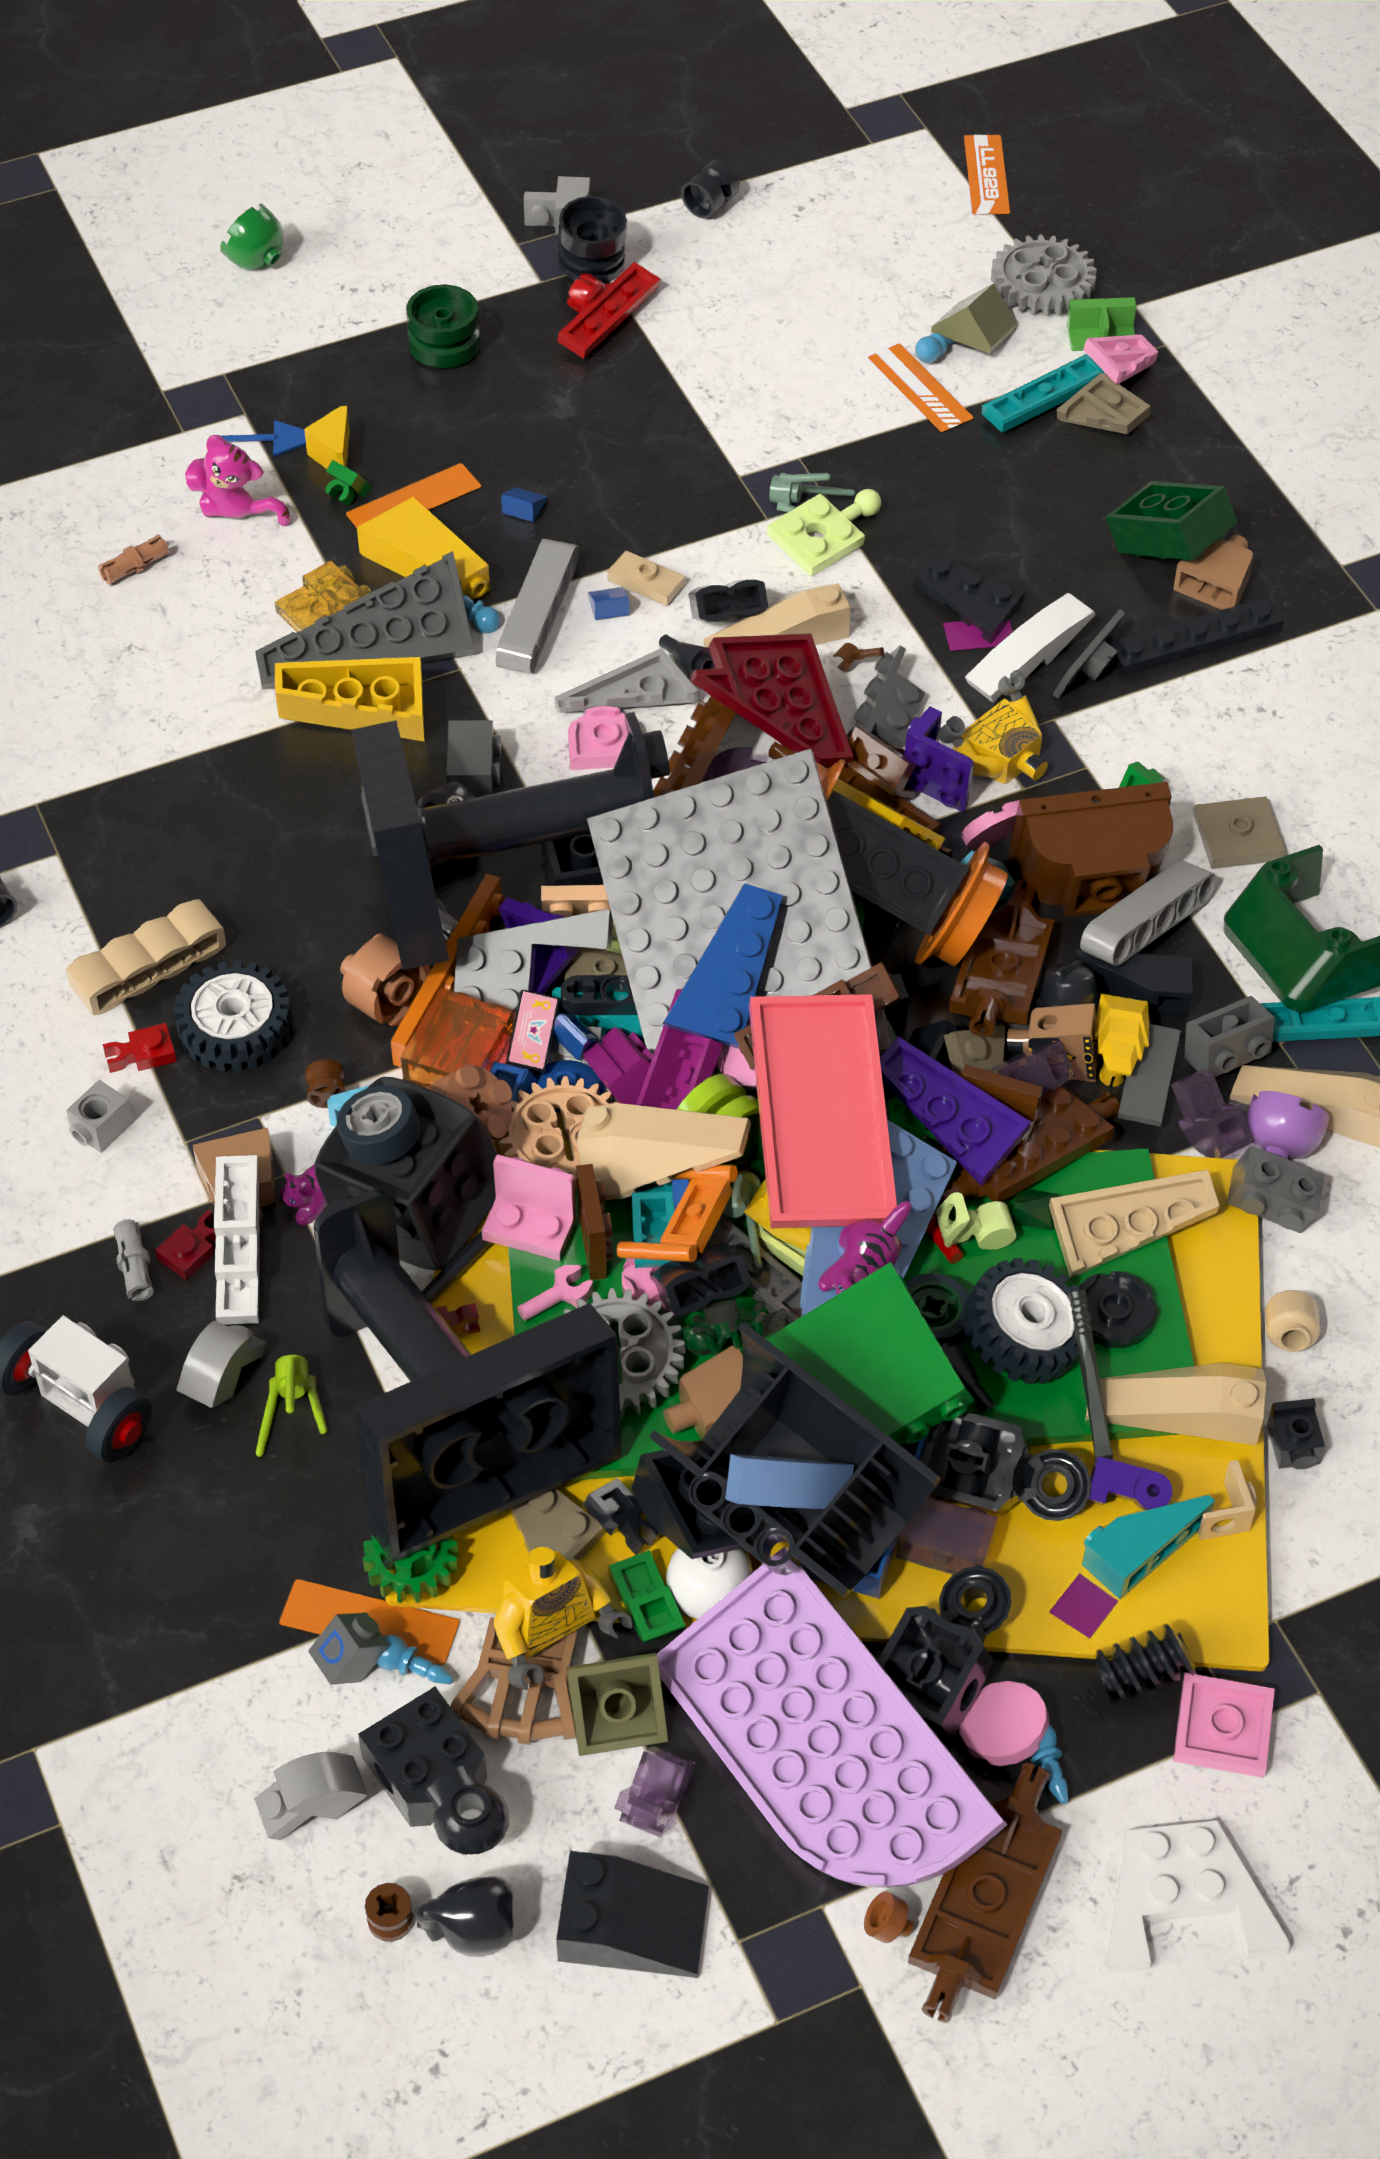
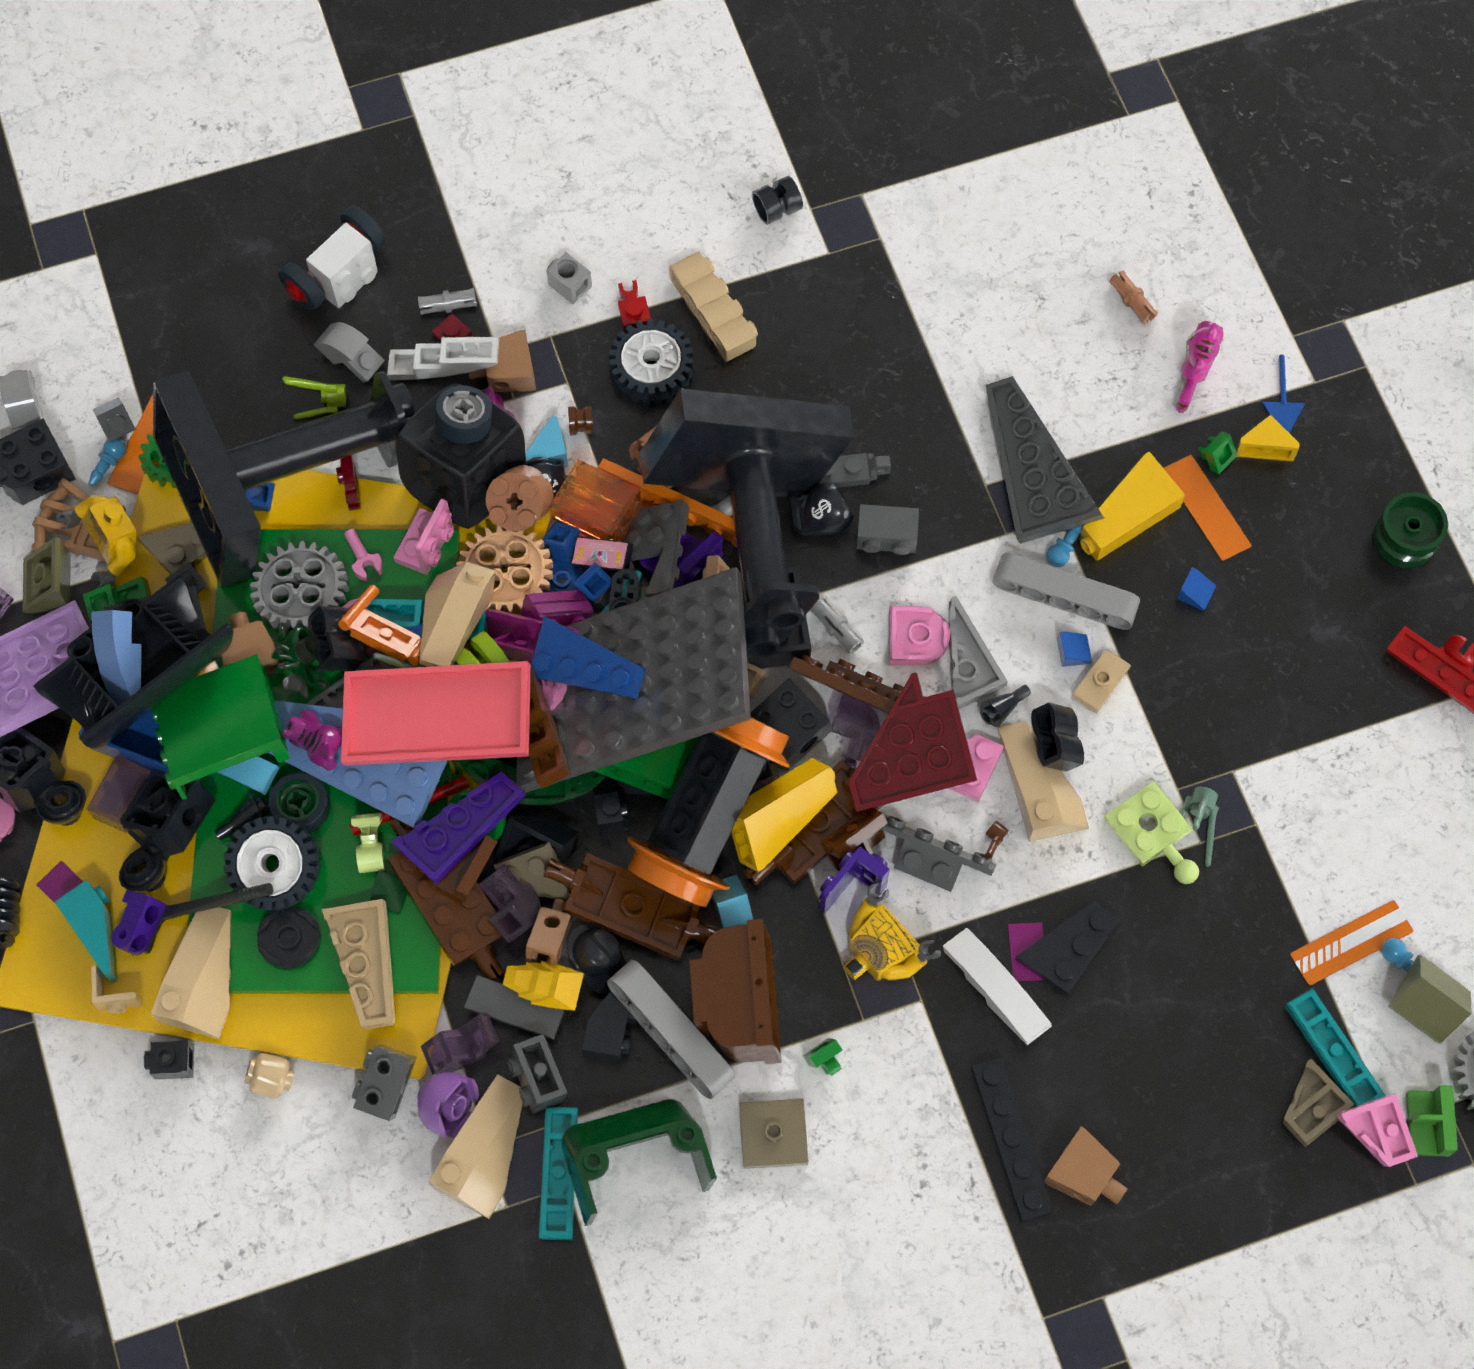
camera: 95 degrees right, 15 degrees up
(322, 594) = (1079, 432): clear yellow plate -> none
(353, 693) = (959, 462): yellow wedge -> none
(455, 1267) = (391, 486): black bar -> none
(594, 1221) = (401, 572): reddish brown plate -> none
(990, 827) = (777, 920): bright pink tile -> none
(1094, 658) = (980, 1039): dark grey piece -> none
(1172, 520) = (1130, 1125): dark green brick -> none

